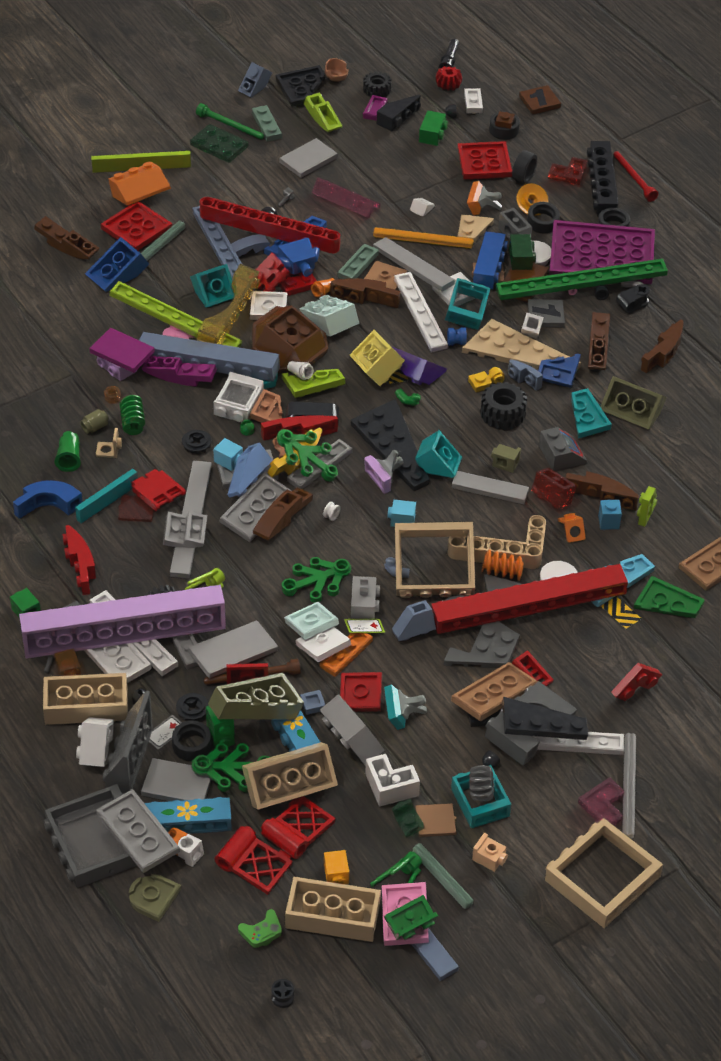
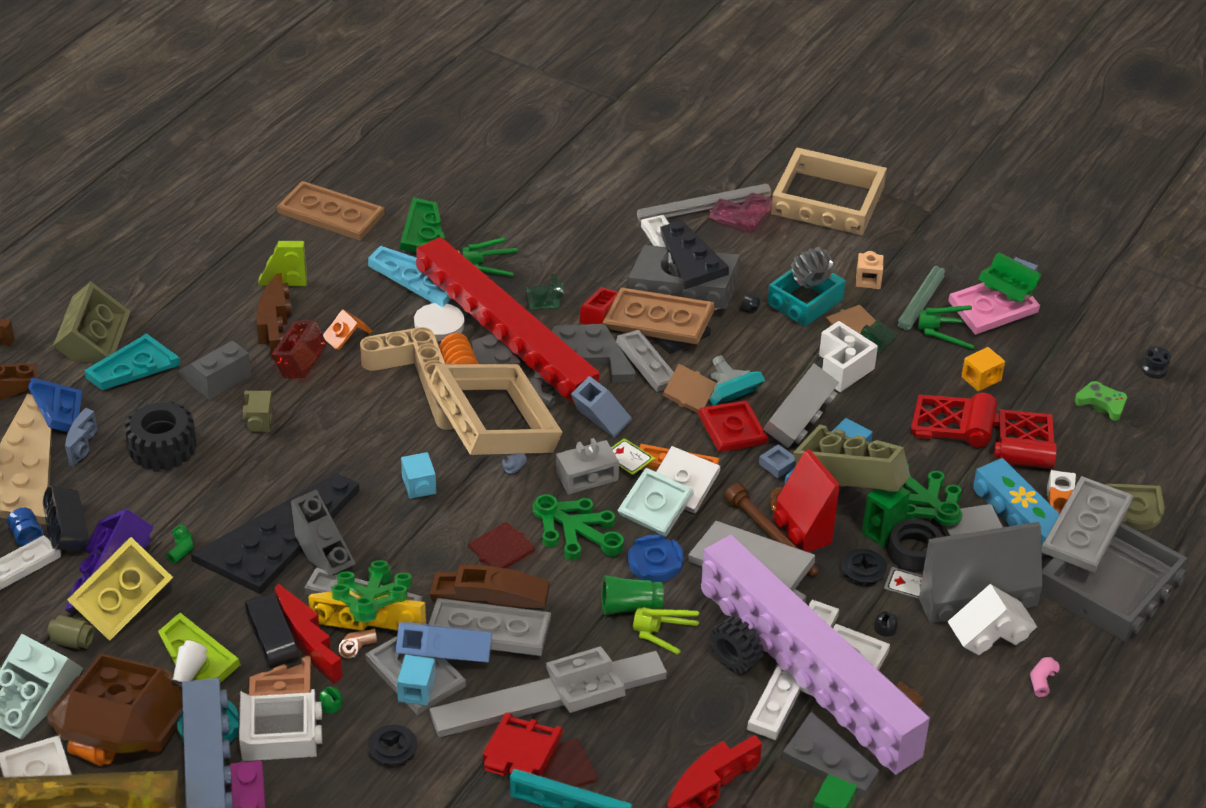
camera: 115 degrees left, 5 degrees down
(47, 754) = (1040, 672): none -> bright pink arm
(85, 696) = (942, 660): tan brick -> none
(238, 573) = (630, 594): none -> green plant
(267, 607) = (655, 558): none -> blue tile
(289, 775) = (908, 429): tan brick -> none
(323, 539) = (501, 546): none -> clear red piece
(331, 511) = (453, 539): white bush -> none
(332, 909) = (1039, 349): tan brick -> none
(358, 336) = (70, 632): none -> olive brick
(373, 443) = (319, 534): none -> dark grey slope
(382, 470) = (352, 516): lavender piece -> none
(414, 682) = (689, 388): none -> medium nougat piece
(438, 456) = (296, 469): teal slope -> none
(451, 351) = (65, 519): none -> black beam
(454, 672) = (645, 359): none -> light grey tile
(482, 380) = (105, 482): yellow plate -> none
(490, 487) = (316, 418): light grey tile -> none
(559, 643) = (545, 296): none -> clear green bracket
(609, 514) = (315, 297): dark azure brick -> none
(619, 616) = (475, 254): none -> green plant
(638, 676) = (572, 209): red plate -> none

